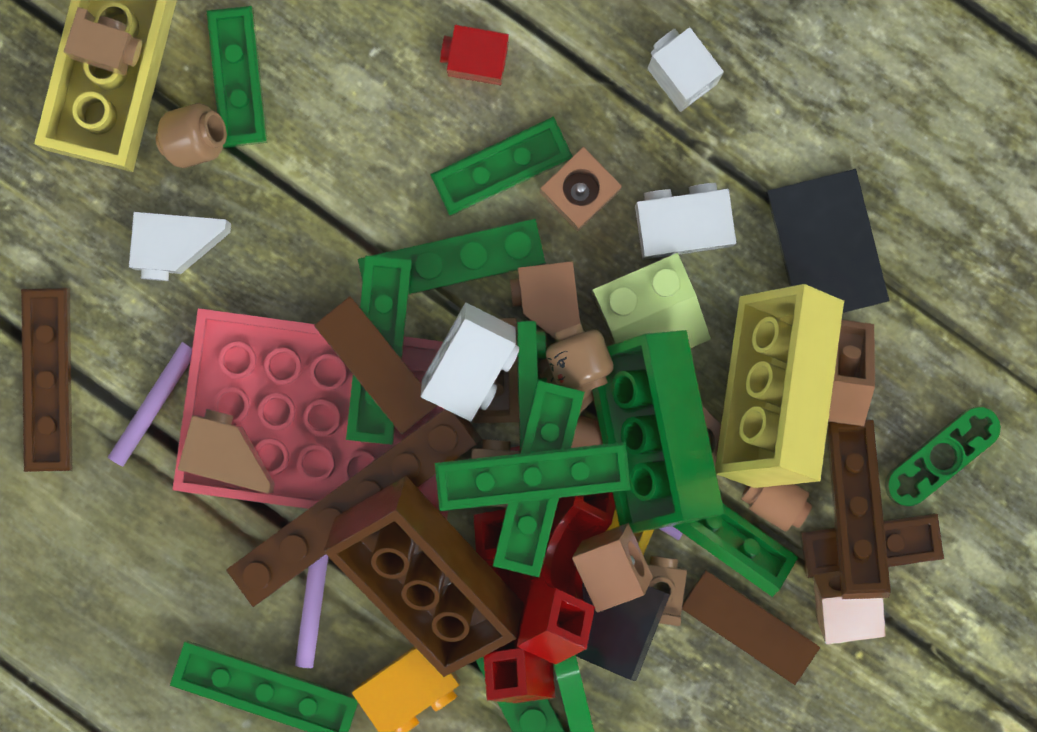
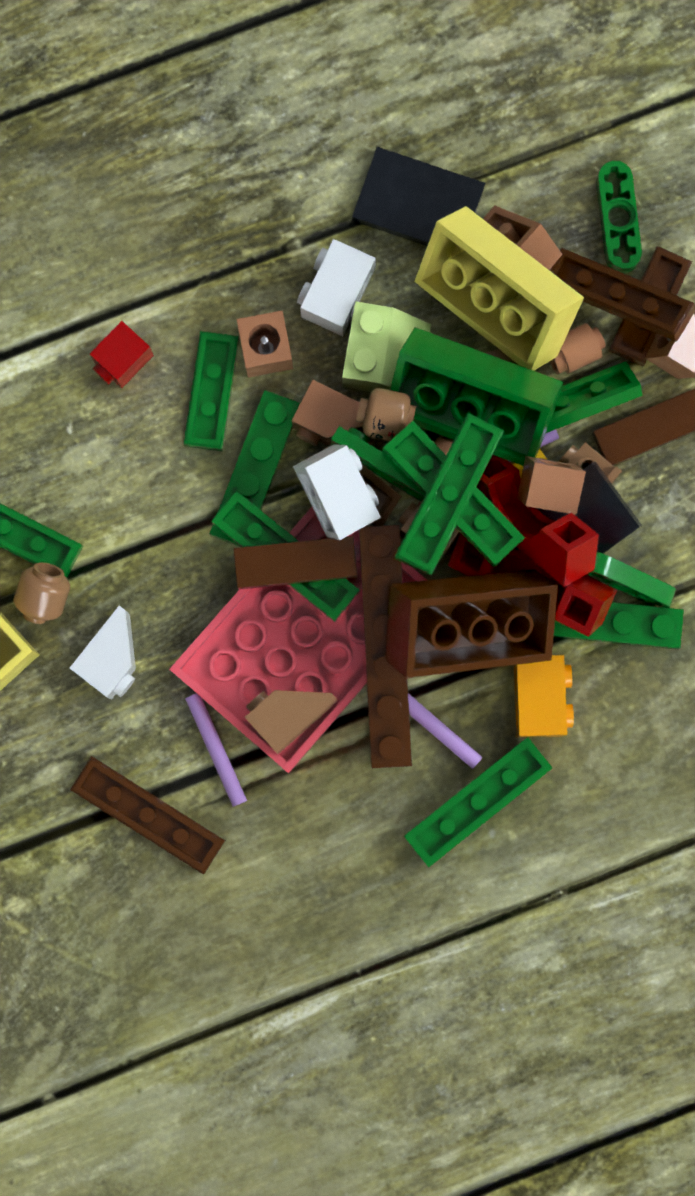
camera: 55 degrees left, 5 degrees down
(683, 67) = (227, 214): white brick -> none

